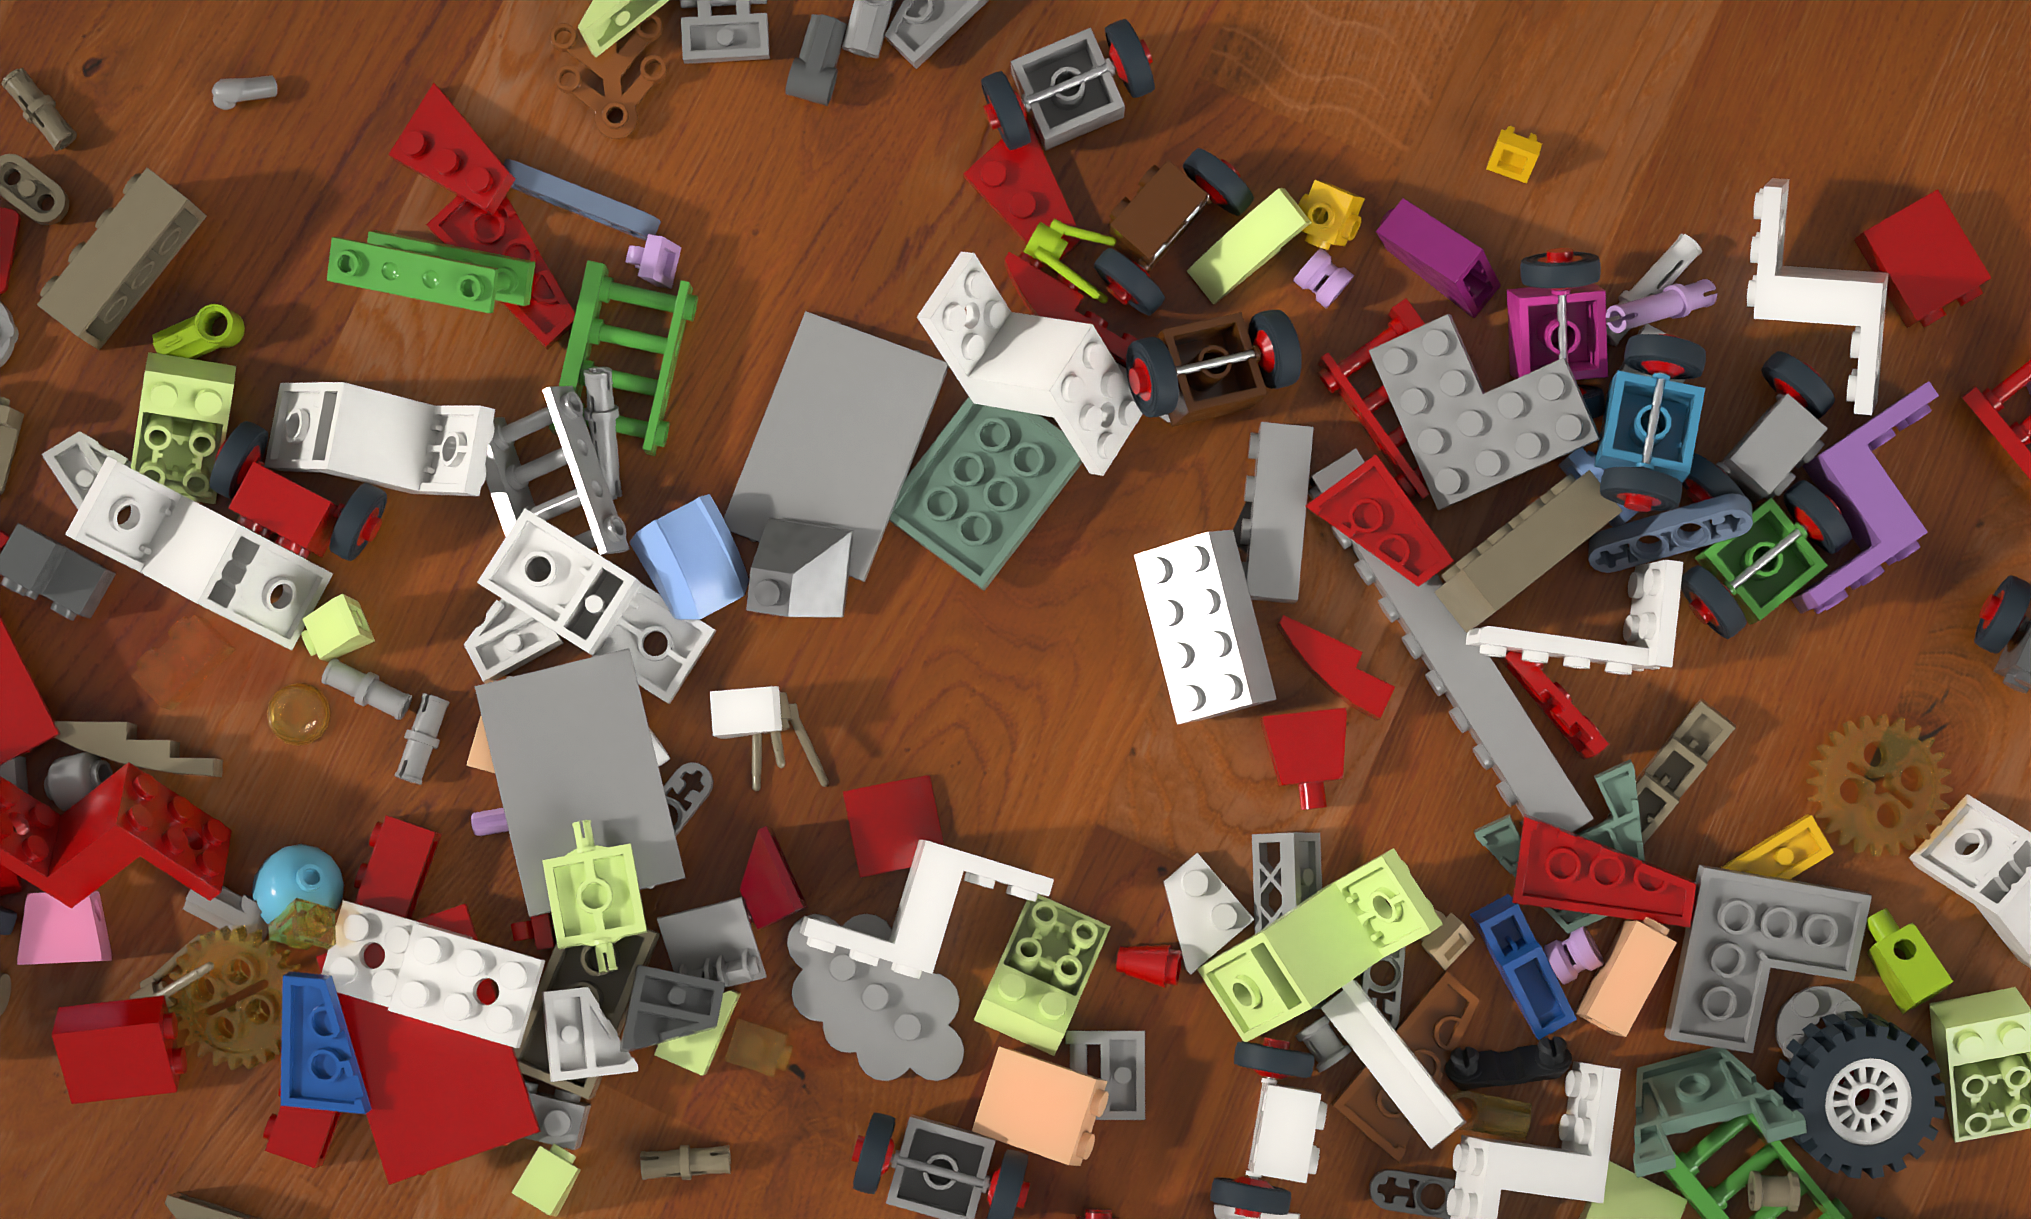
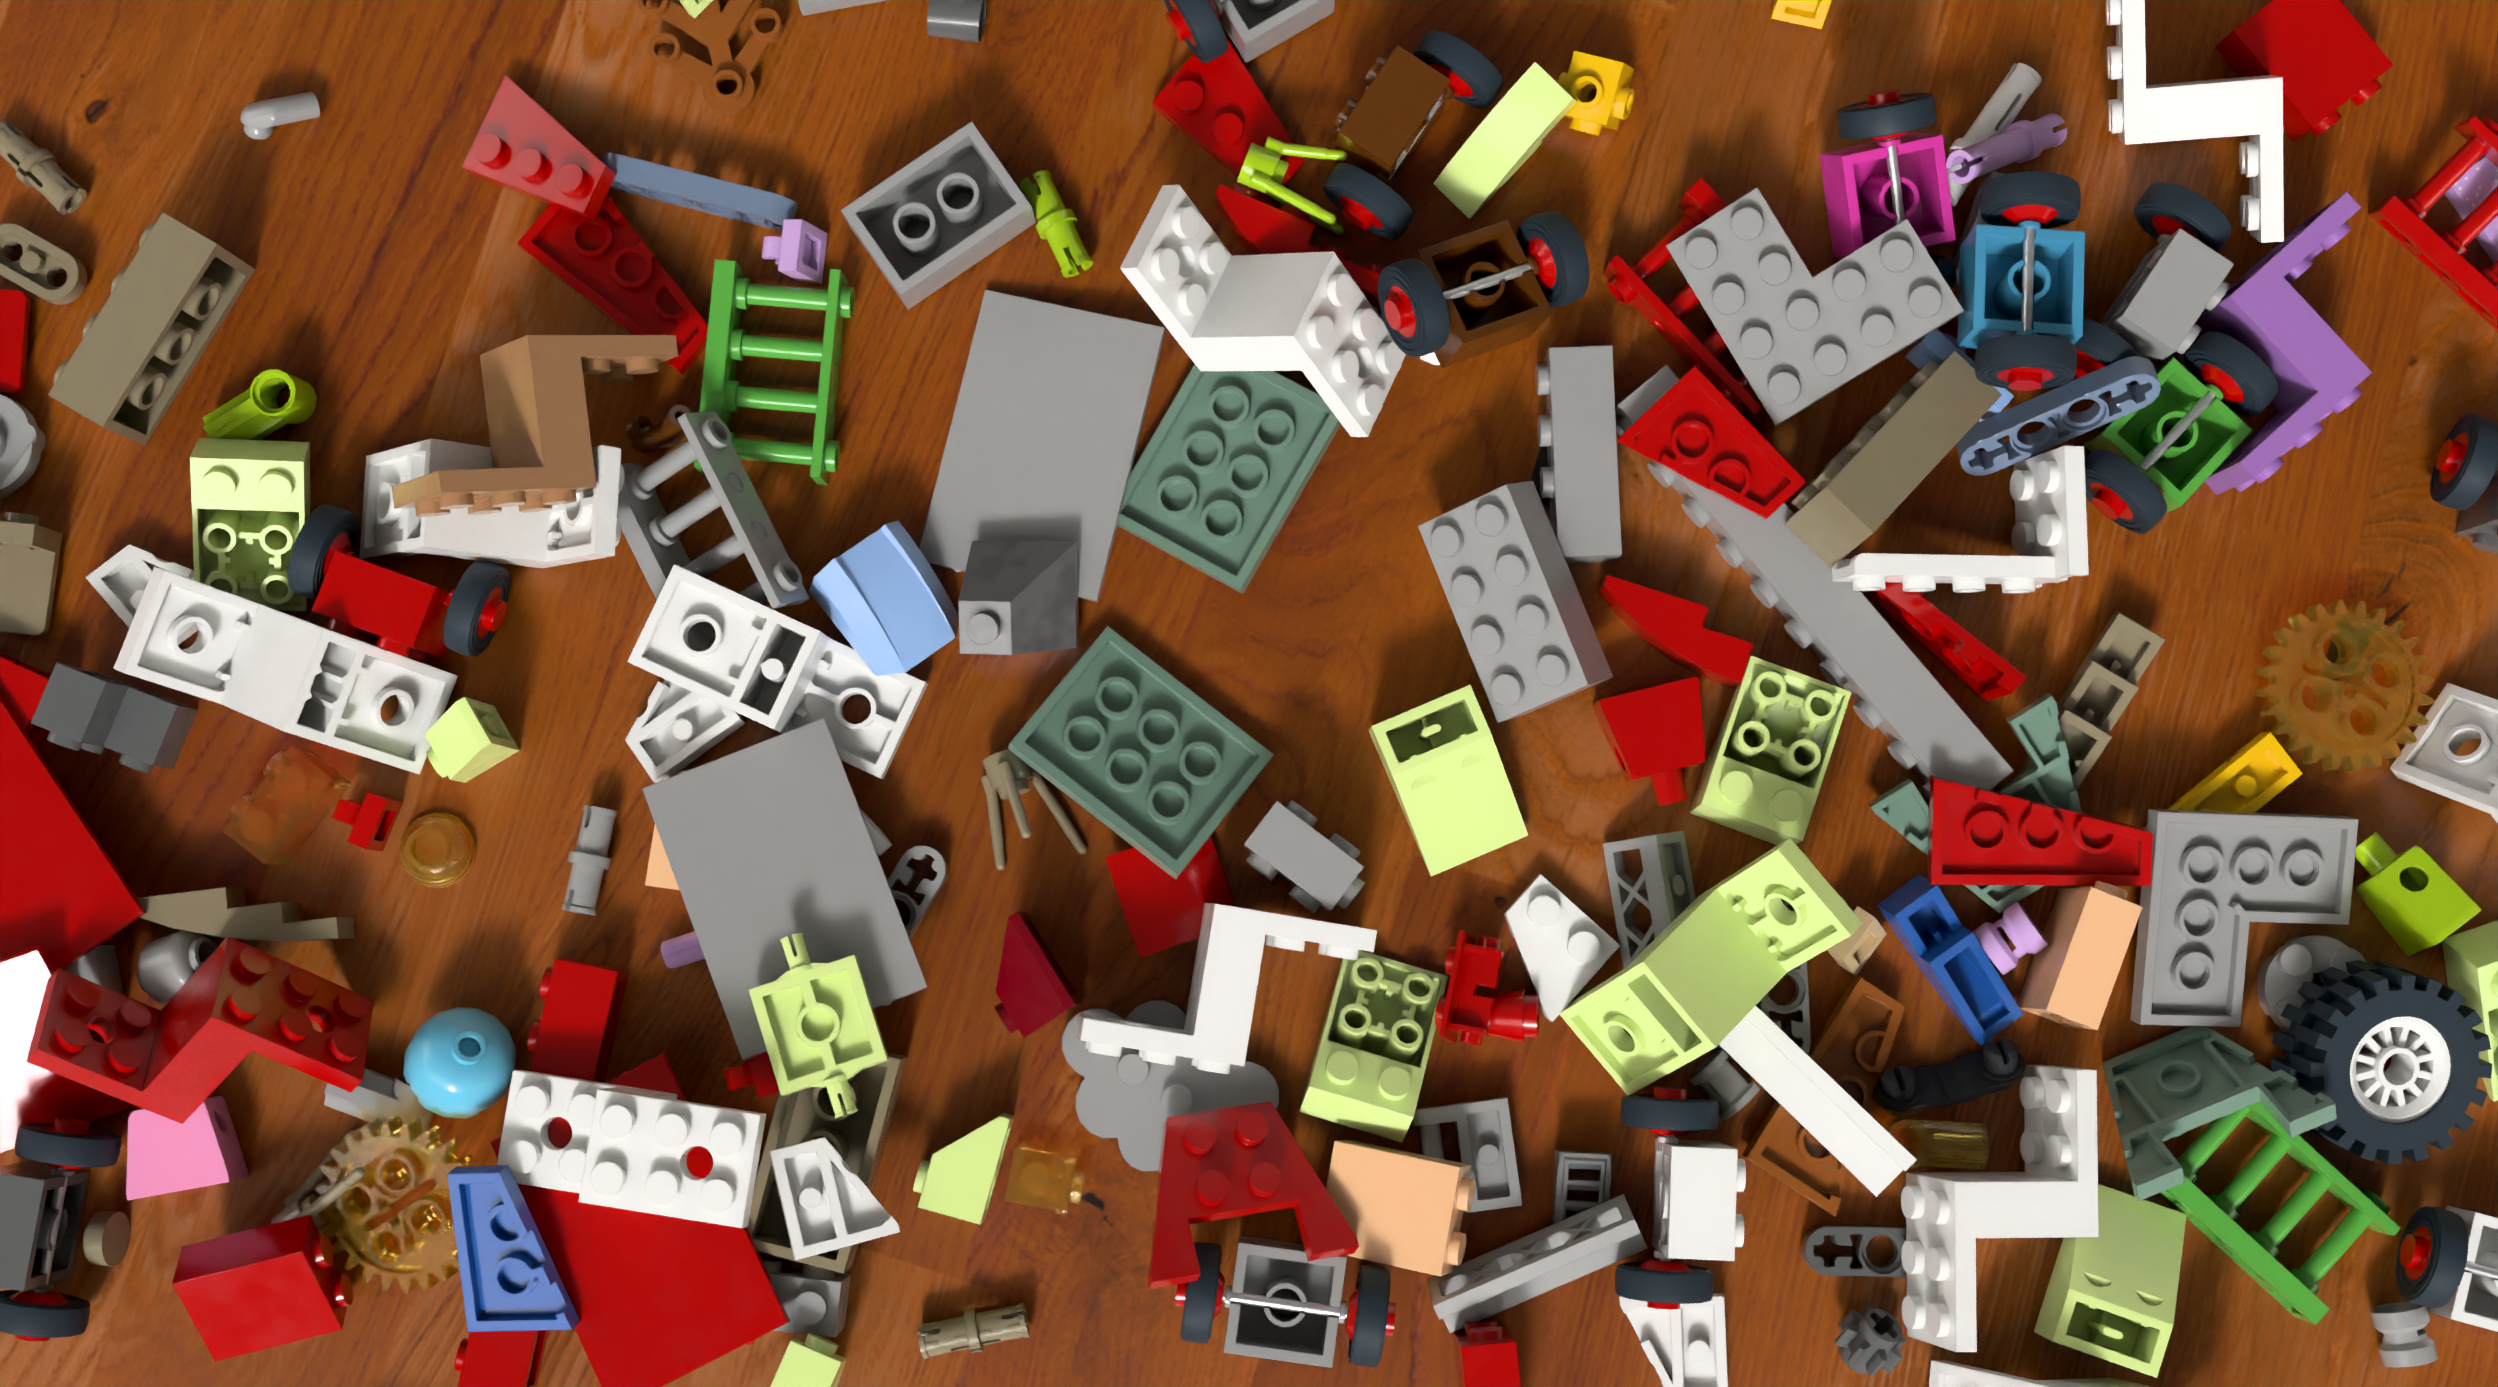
camera: 10 degrees left, 0 degrees up
(248, 682) = (370, 820): none -> red tile
(304, 925) = (470, 1107): clear yellow bracket -> none
(366, 689) = (515, 809): light grey pin -> none
(430, 380) = (536, 423): none -> medium nougat bracket
(431, 271) = (523, 294): bright green fence -> none
(531, 396) = (650, 438): none -> reddish brown arm
(601, 417) = (757, 452): light grey pin -> none
(669, 1007) = (927, 1148): dark grey wing -> none
(713, 943) = (970, 1066): light grey hinge -> none
(745, 712) = (974, 776): white slope -> none
(776, 247) = (939, 215): none -> light grey brick
(871, 264) = (1056, 224): none -> lime pin
(883, 709) = (1140, 752): none -> sand green plate
(913, 1056) = (1233, 1167): none -> red wing
(1015, 824) = (1319, 868): none -> light grey brick
(1116, 952) = (1461, 1007): none -> red hinge
(1132, 766) = (1449, 780): none -> yellowish green slope
(1149, 1168) = (1536, 1263): none -> light grey fence
(1196, 1089) = (1579, 1159): none -> dark grey slope
(1316, 271) = (1587, 164): lavender wheel -> none
(1398, 778) = (1771, 753): none -> yellowish green slope
(1439, 256) = (1733, 125): magenta slope -> none
(1773, 1191) = (2295, 1191): dark tan bush -> none

